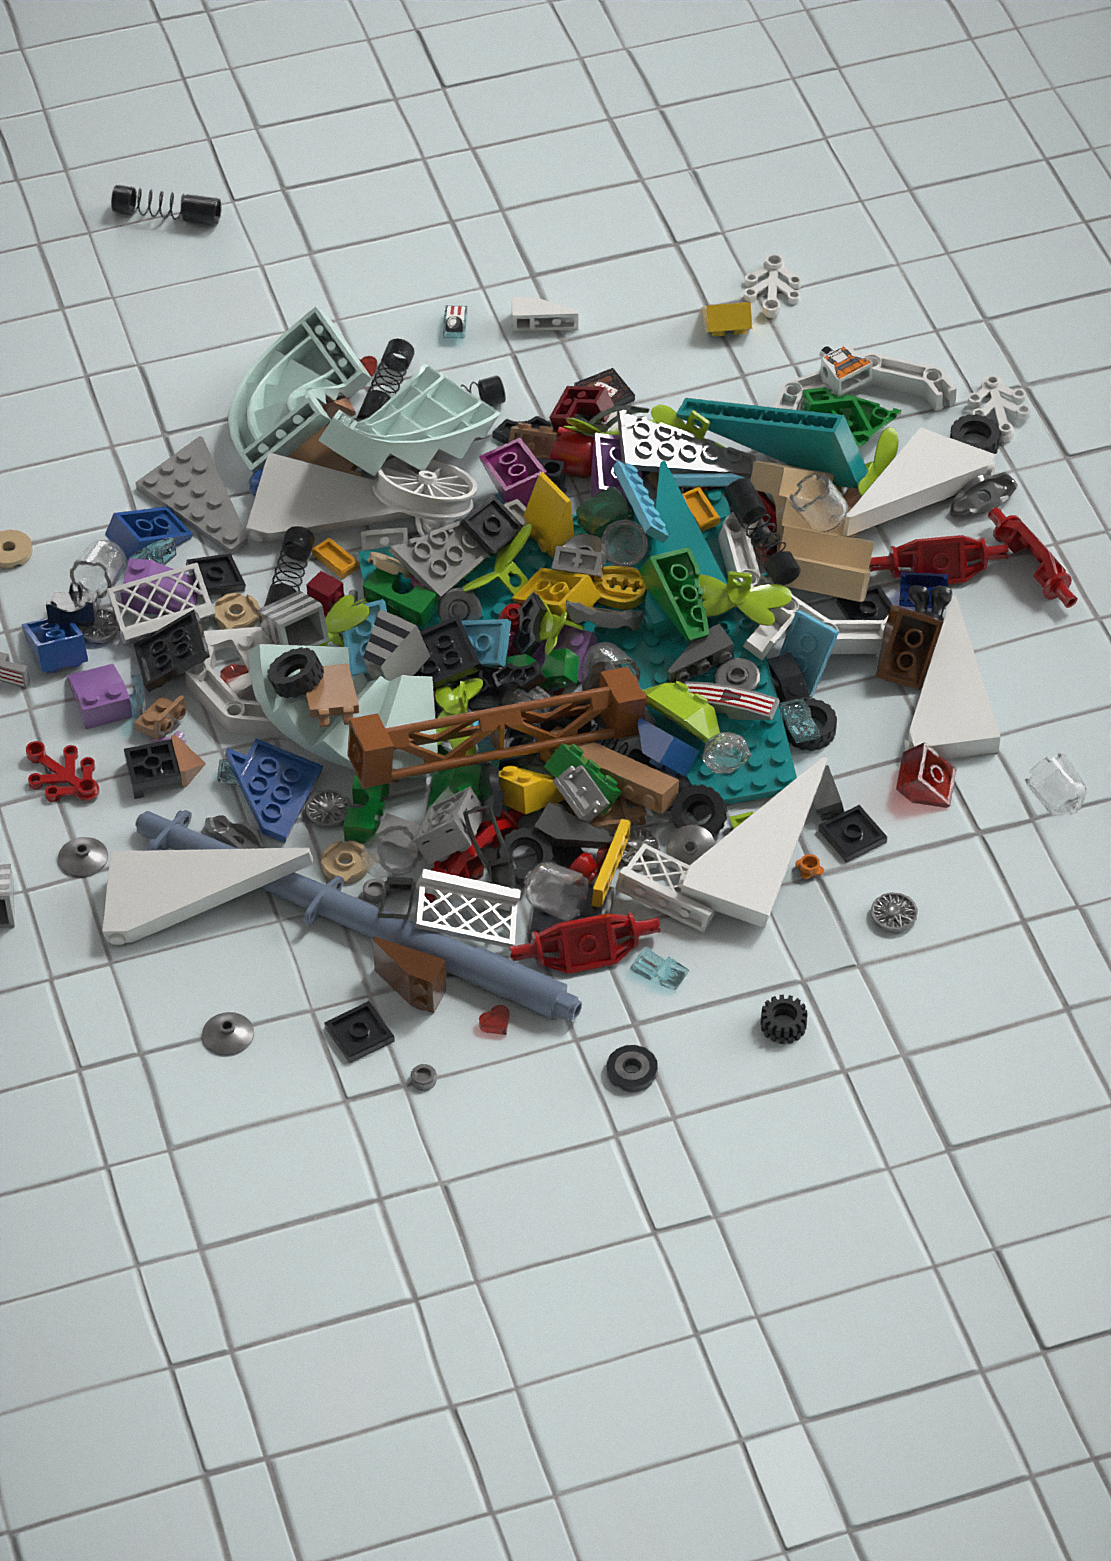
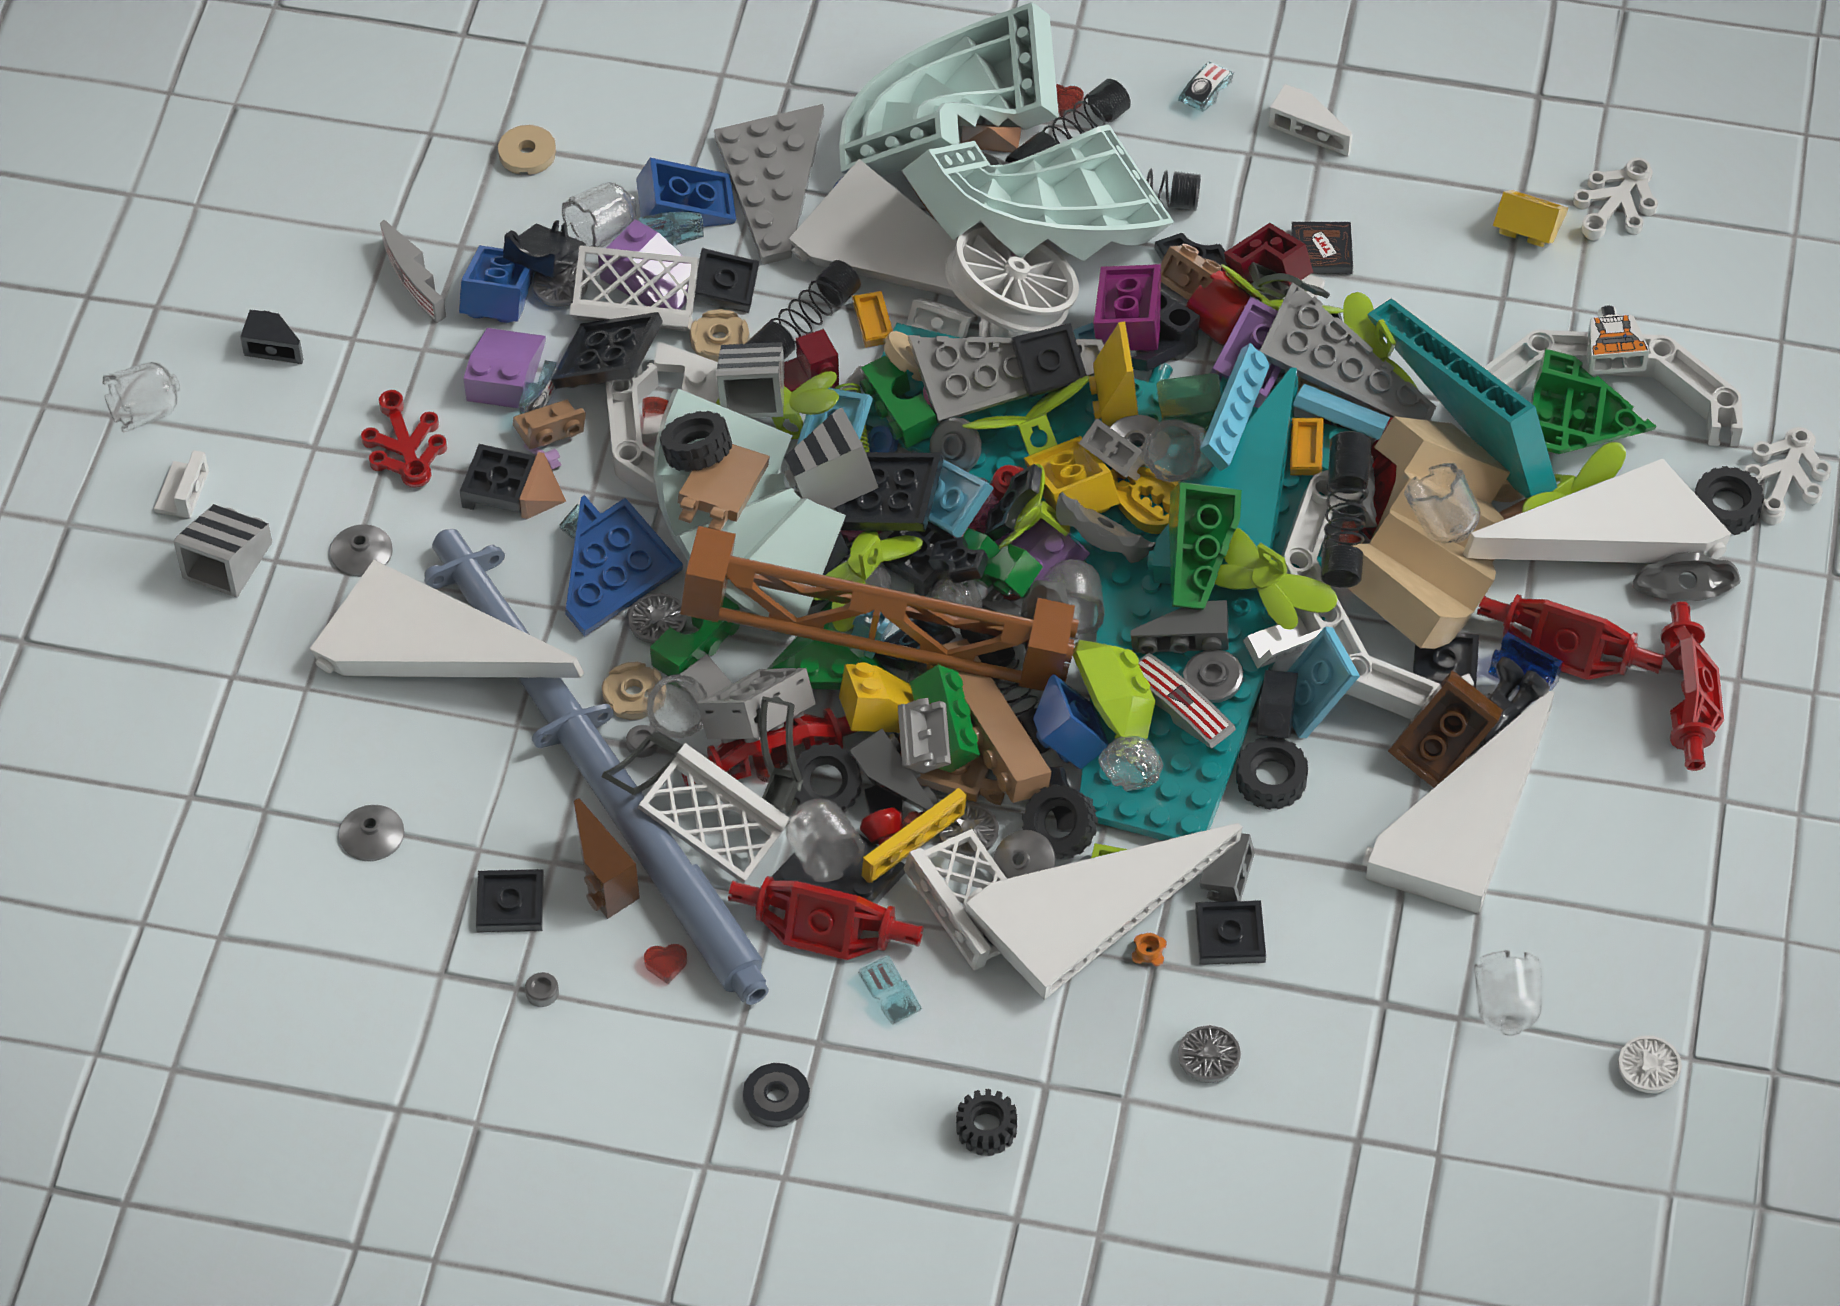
camera: 30 degrees right, 5 degrees up
(230, 832) = (527, 590): dark grey piece -> none
(490, 789) = (827, 684): black tile -> none
(799, 721) = (1254, 763): clear light blue slope -> none
(926, 777) = (1362, 905): clear red slope -> none

